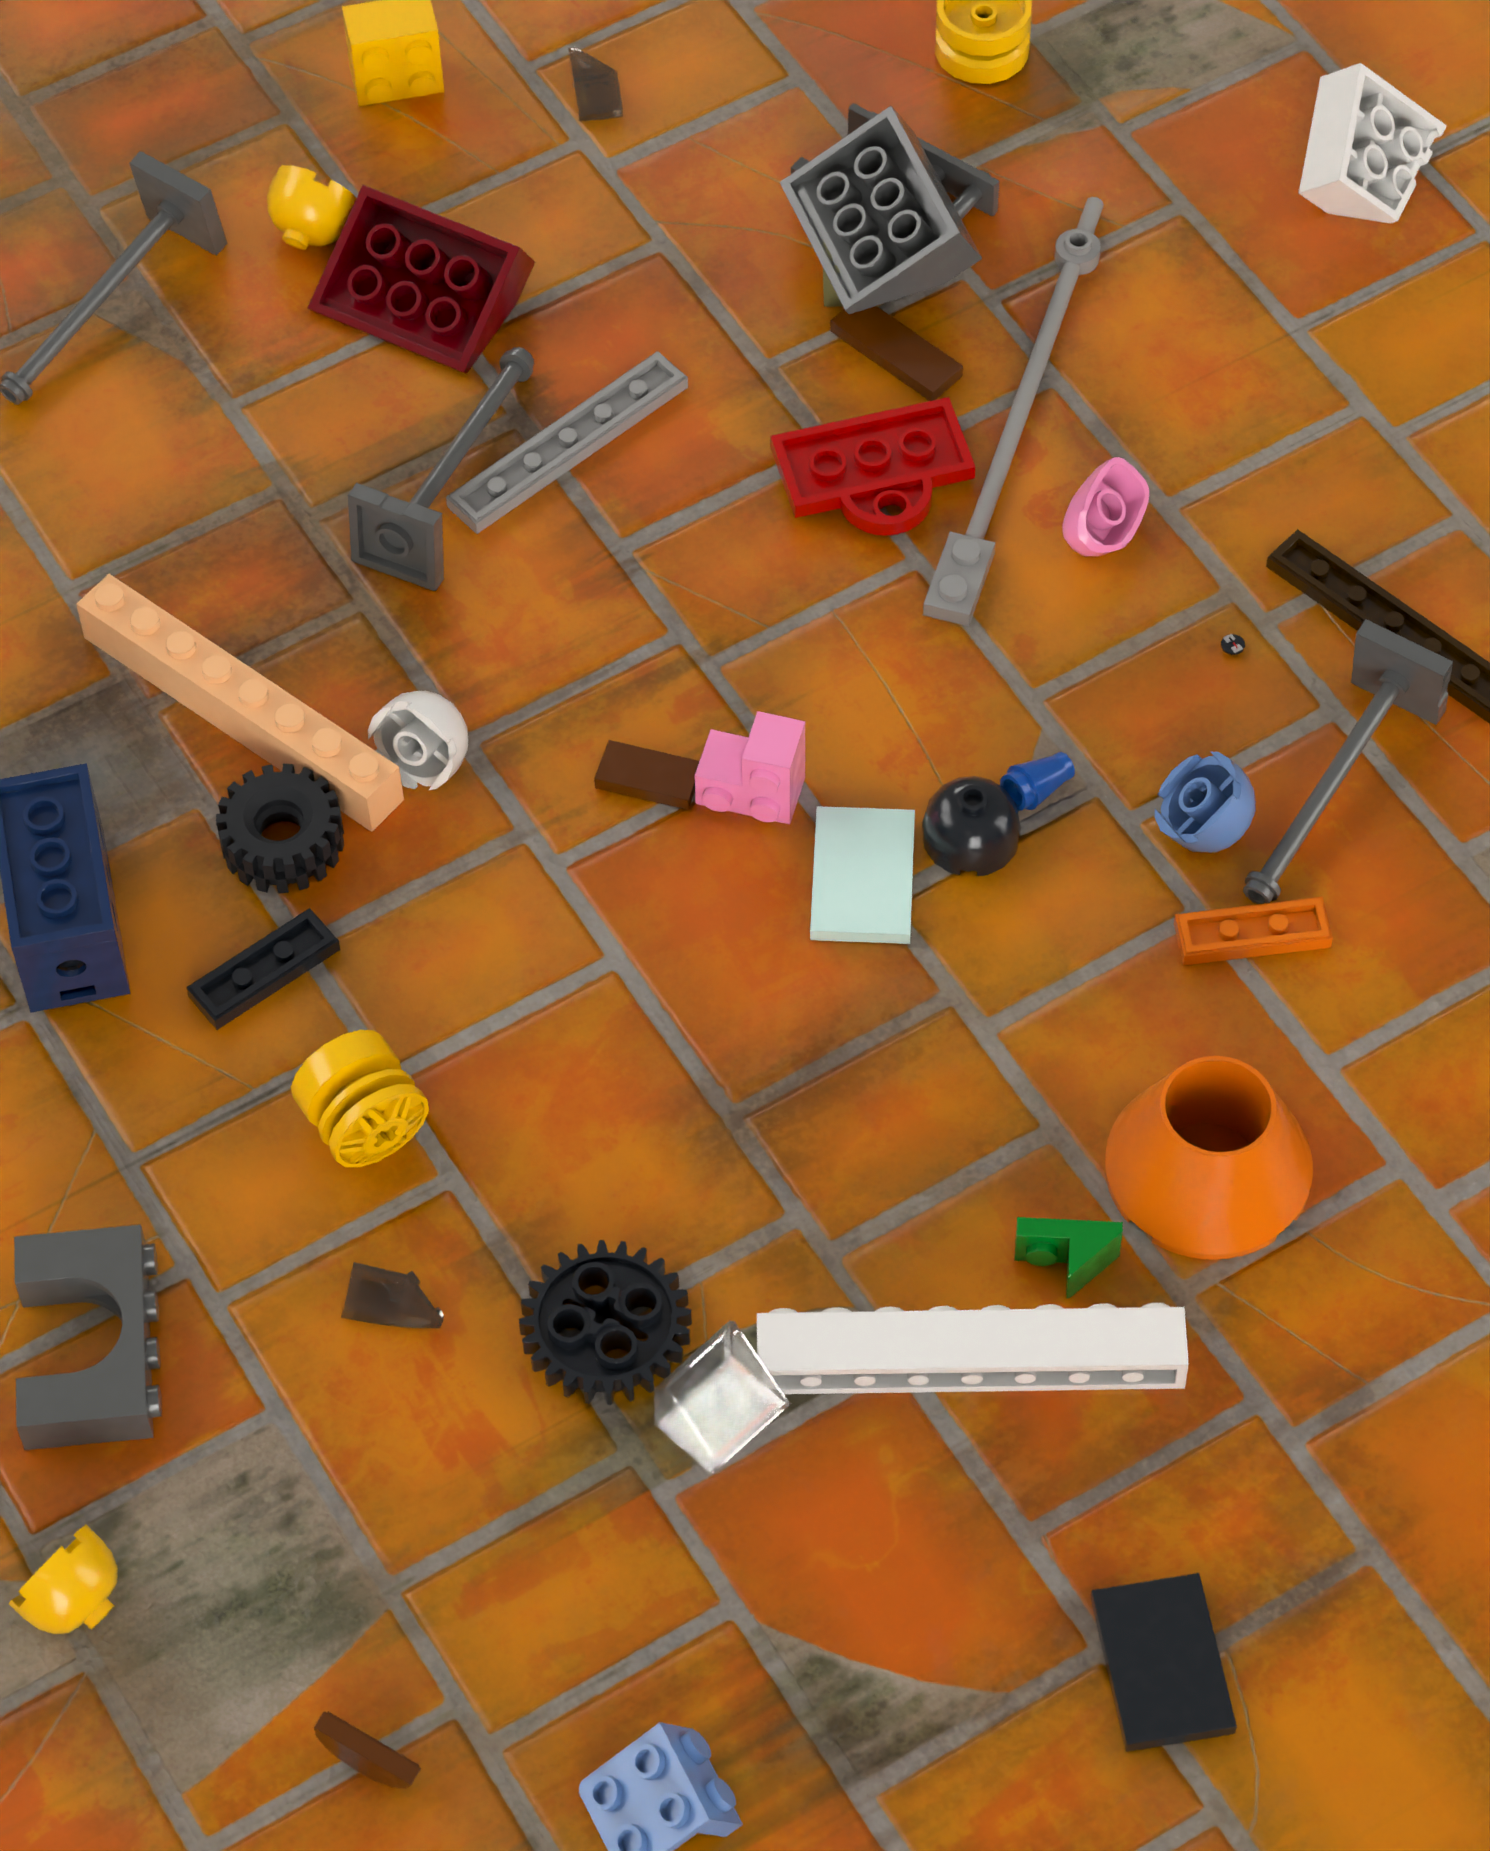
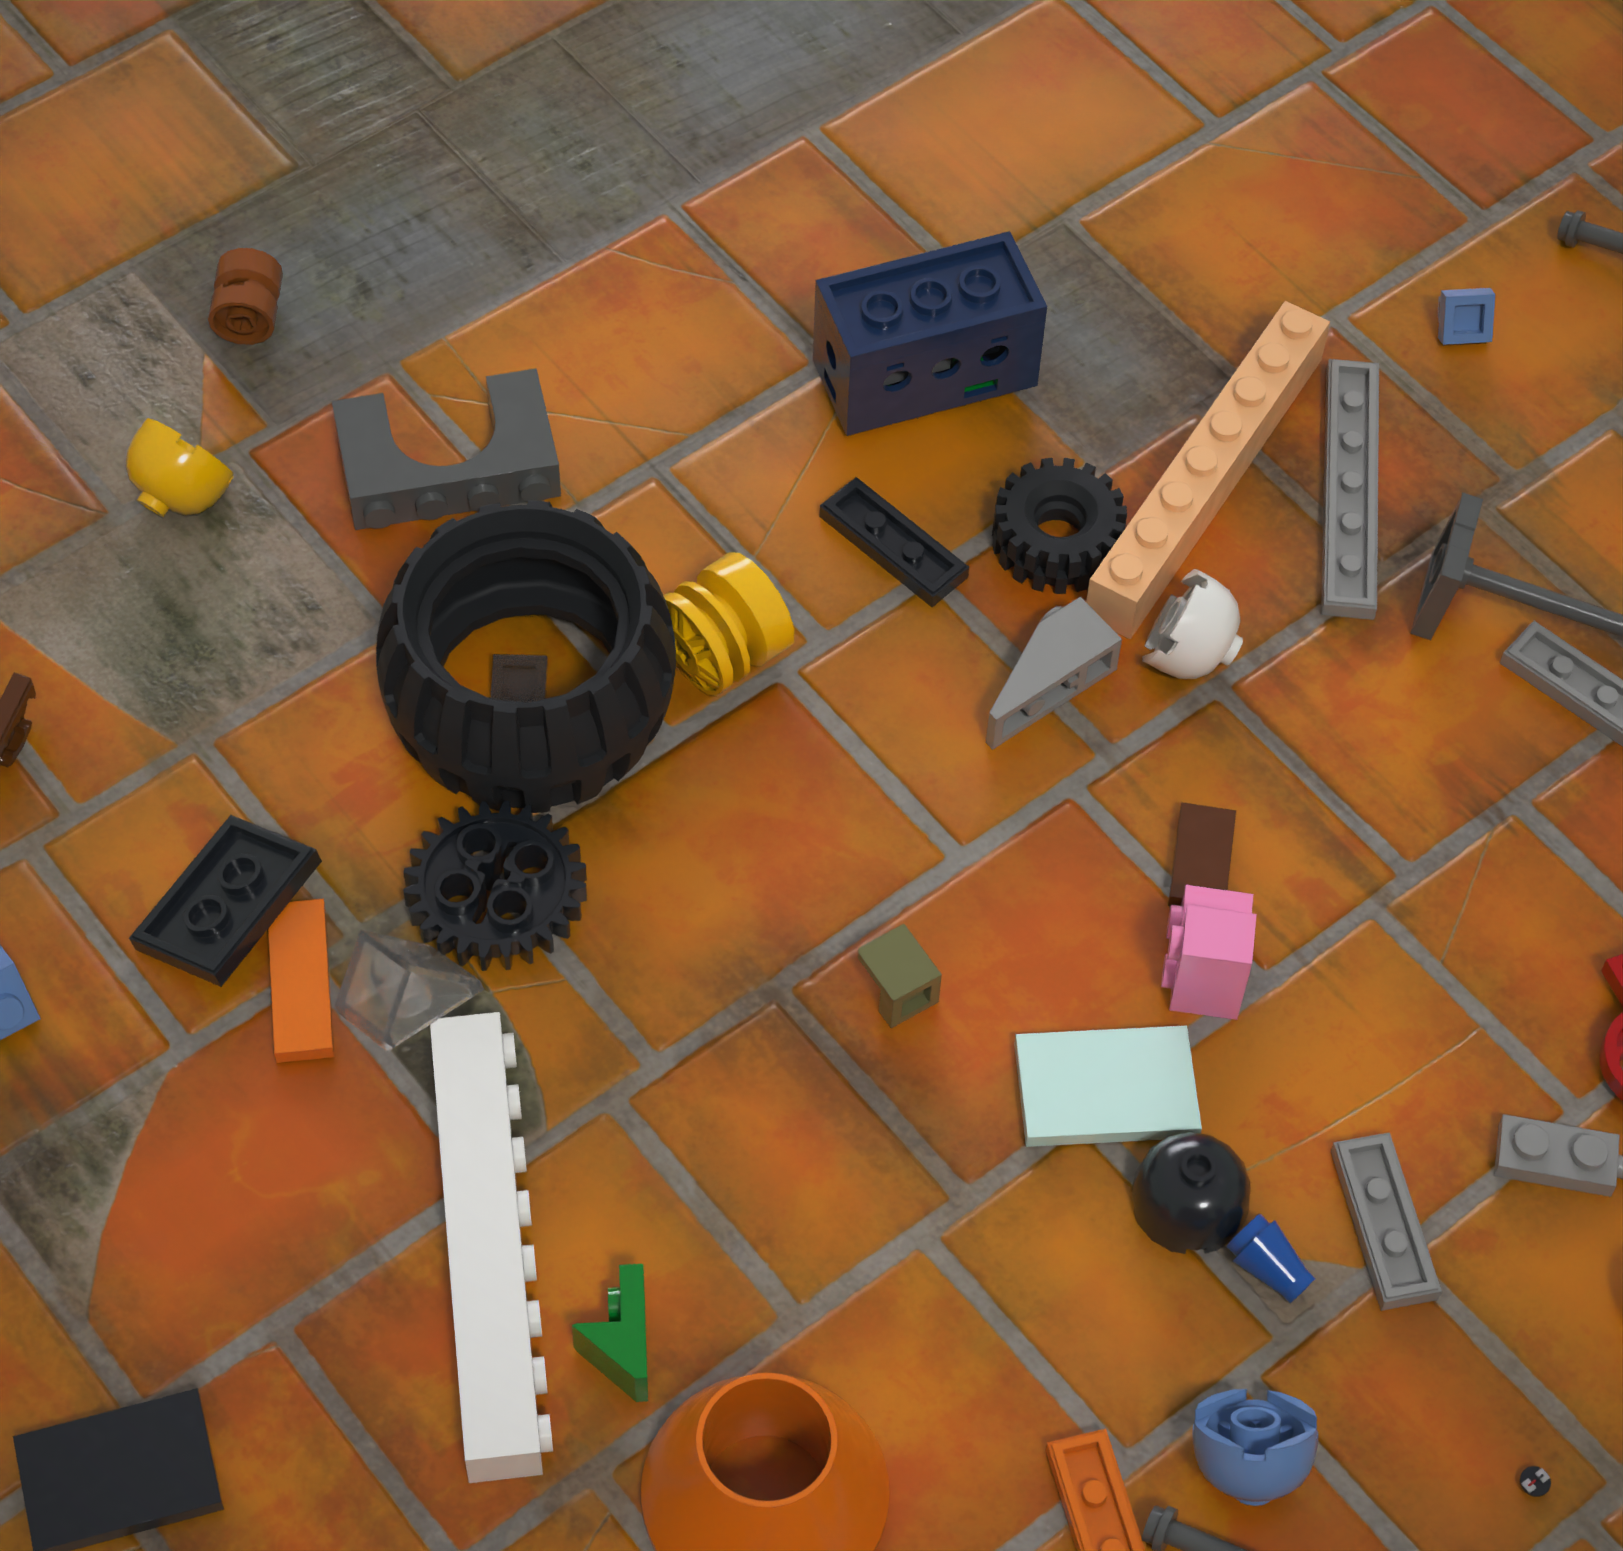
camera: 80 degrees right, 0 degrees up
(102, 484) = (1466, 316): none -> medium blue tile
(275, 606) = (1350, 490): none -> light grey tile
(368, 1159) = (522, 565): none -> black tyre
(438, 855) = (1062, 659): none -> light grey slope
(588, 1556) = (225, 900): none -> black tile
(679, 1498) = (301, 983): none -> orange tile
(744, 1001) = (903, 973): none -> olive panel
(1005, 702) = (1385, 1221): none -> light grey tile

